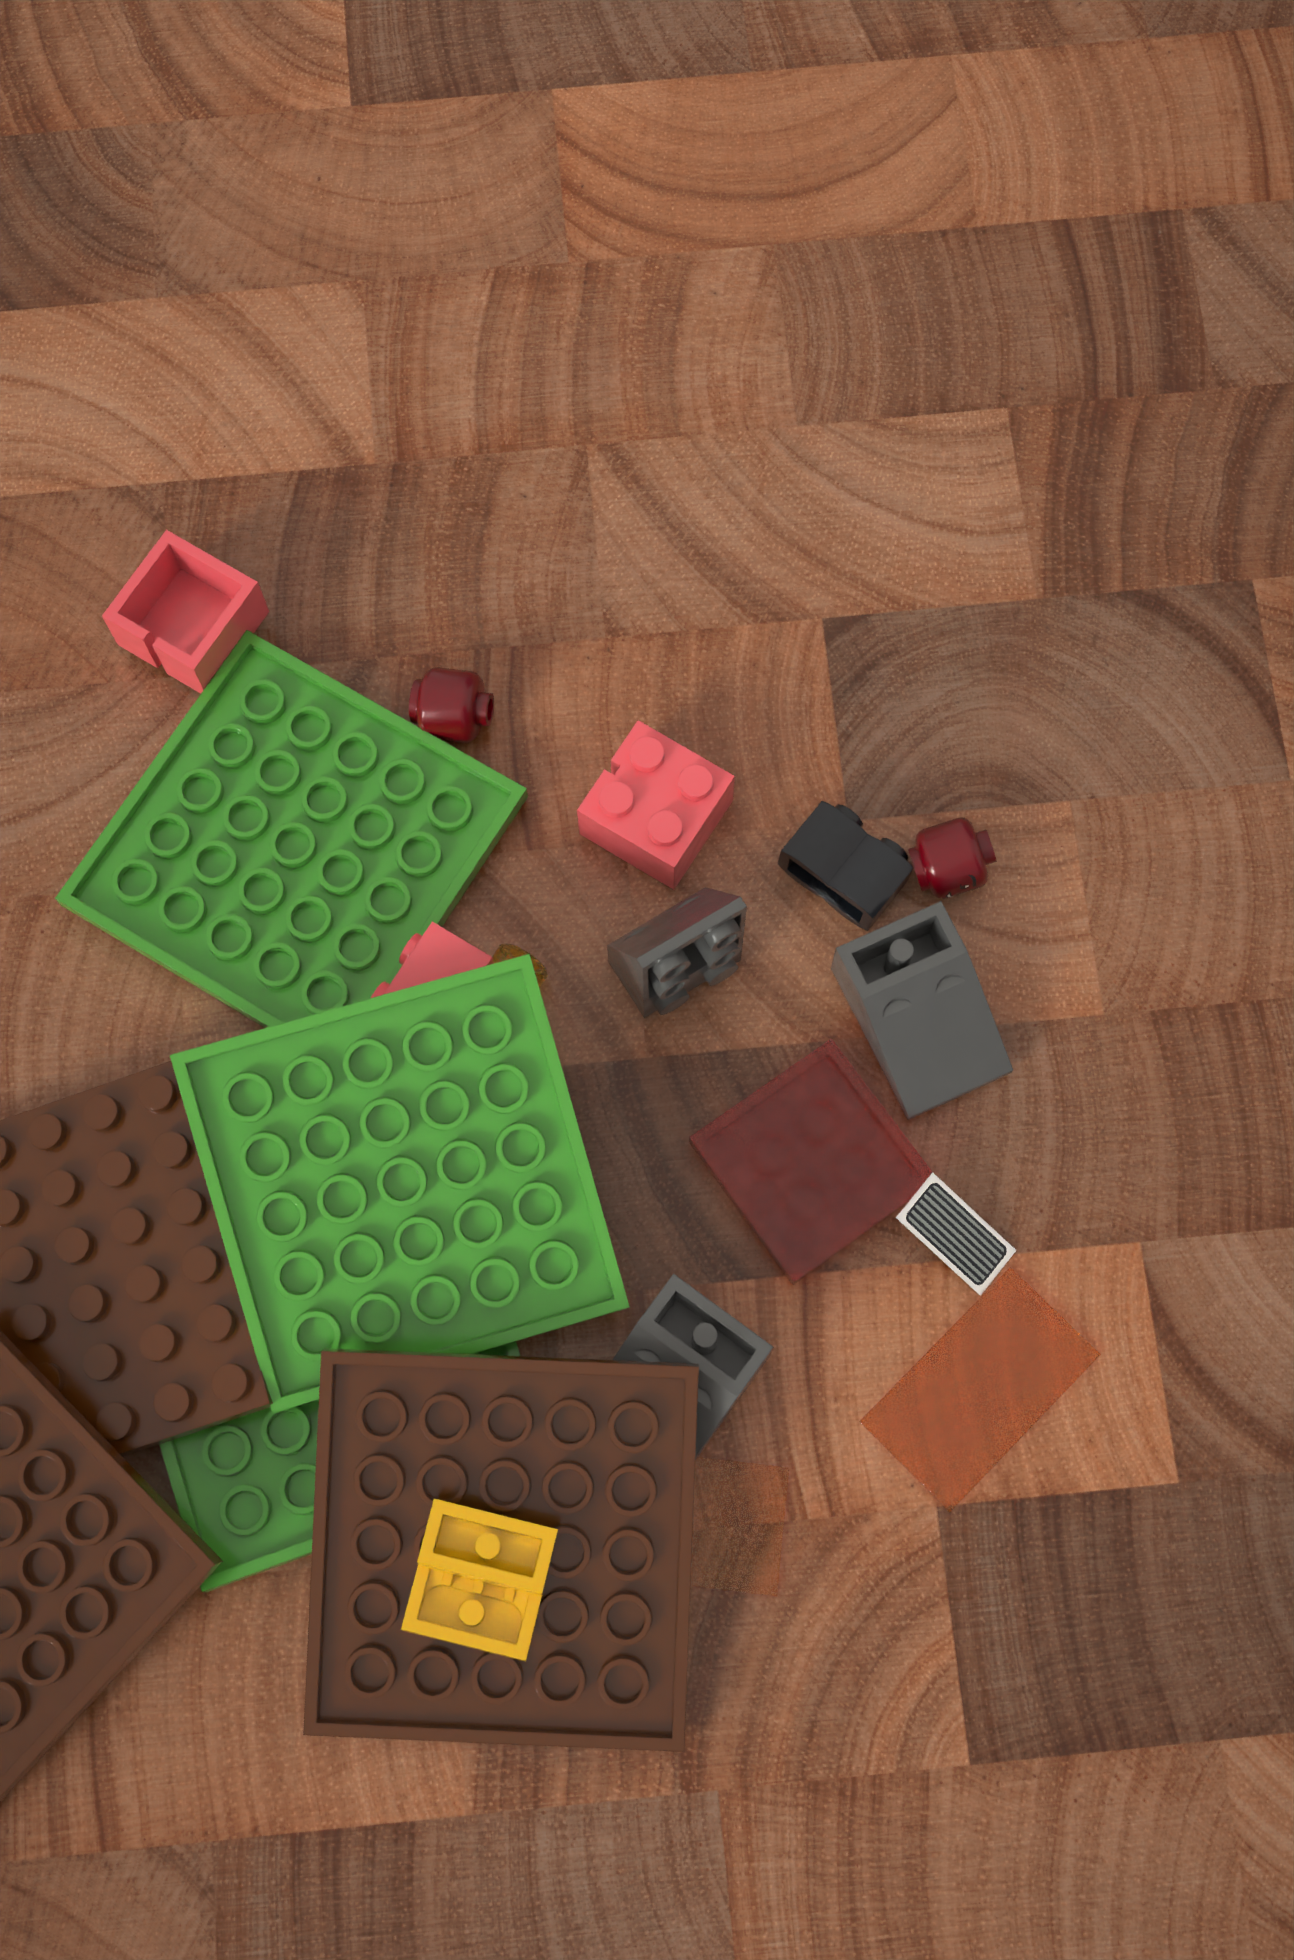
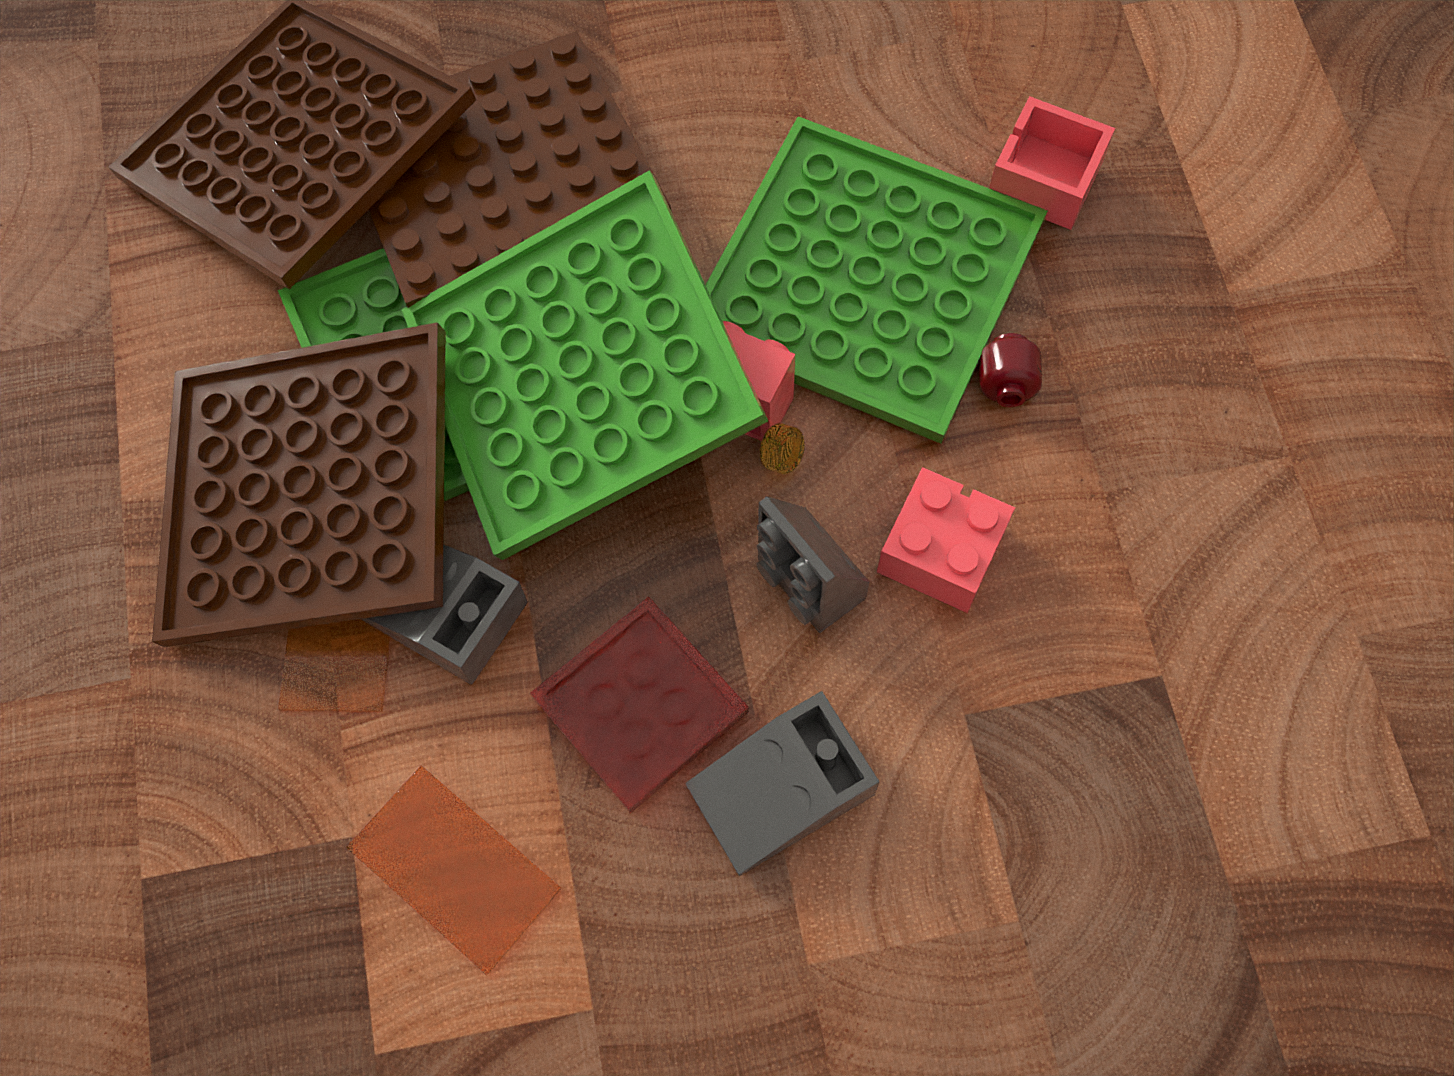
camera: 85 degrees right, 5 degrees down
(479, 1579) = (270, 464): yellow slope -> none
(846, 864) = (915, 707): black brick -> none
(952, 858) = (935, 803): dark red head -> none
(956, 1233) = (583, 833): sticker -> none

